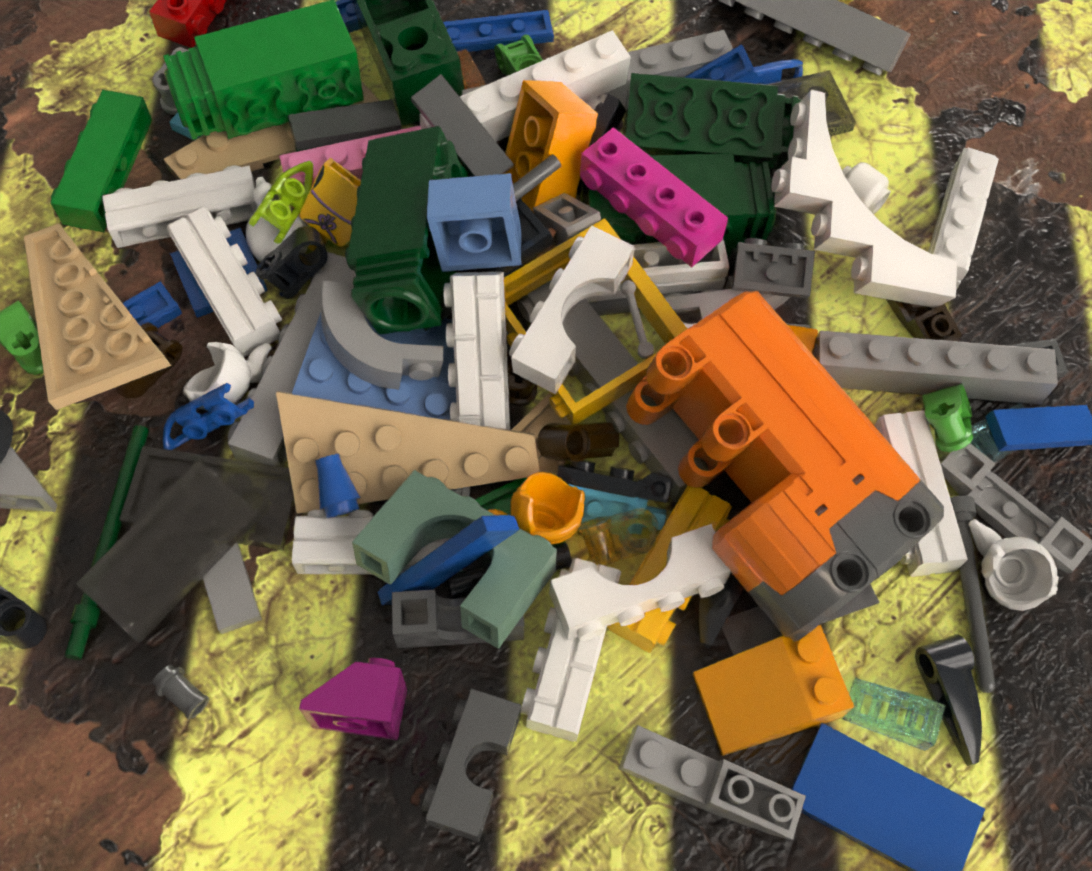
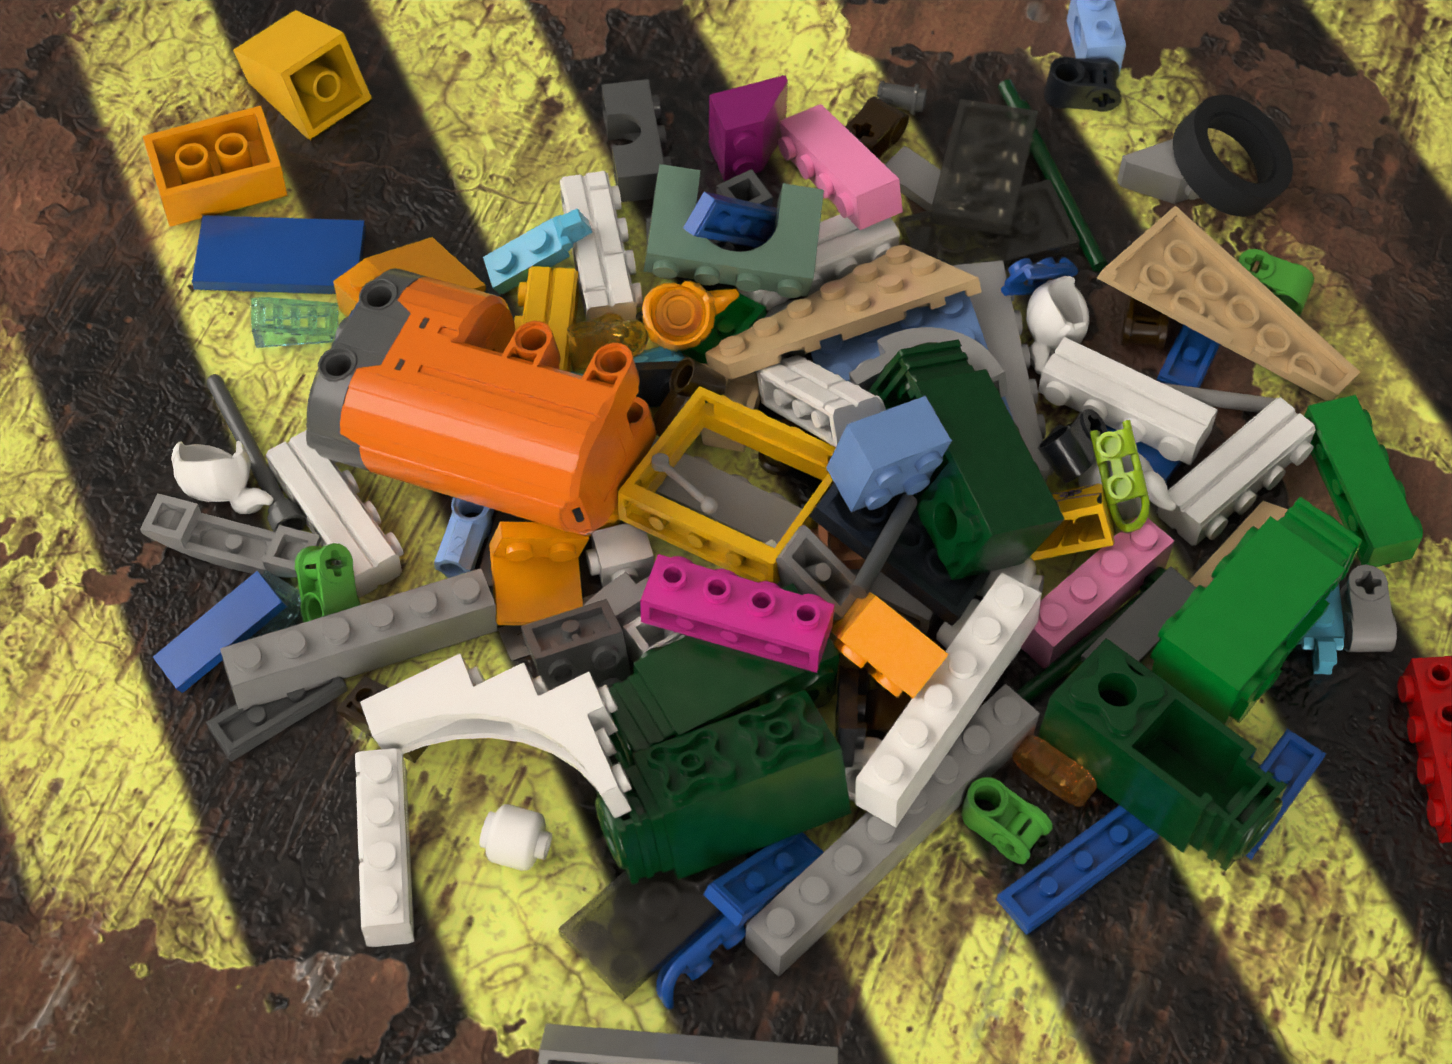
camera: 155 degrees right, 5 degrees down
(150, 269) = (1225, 399): none -> light grey bar
(233, 659) = (878, 126): none -> dark brown piece
(304, 607) = (841, 166): none -> bright pink brick
(335, 487) = (872, 246): blue cone -> none
(471, 140) = (978, 580): dark grey tile -> none
(590, 601) = (597, 255): white arch -> none
(595, 268) = (747, 487): white arch -> none
(638, 666) = (540, 246): none -> medium azure hinge
(712, 784) = (426, 206): light grey slope -> none
(948, 677) = (244, 359): black piece -> none

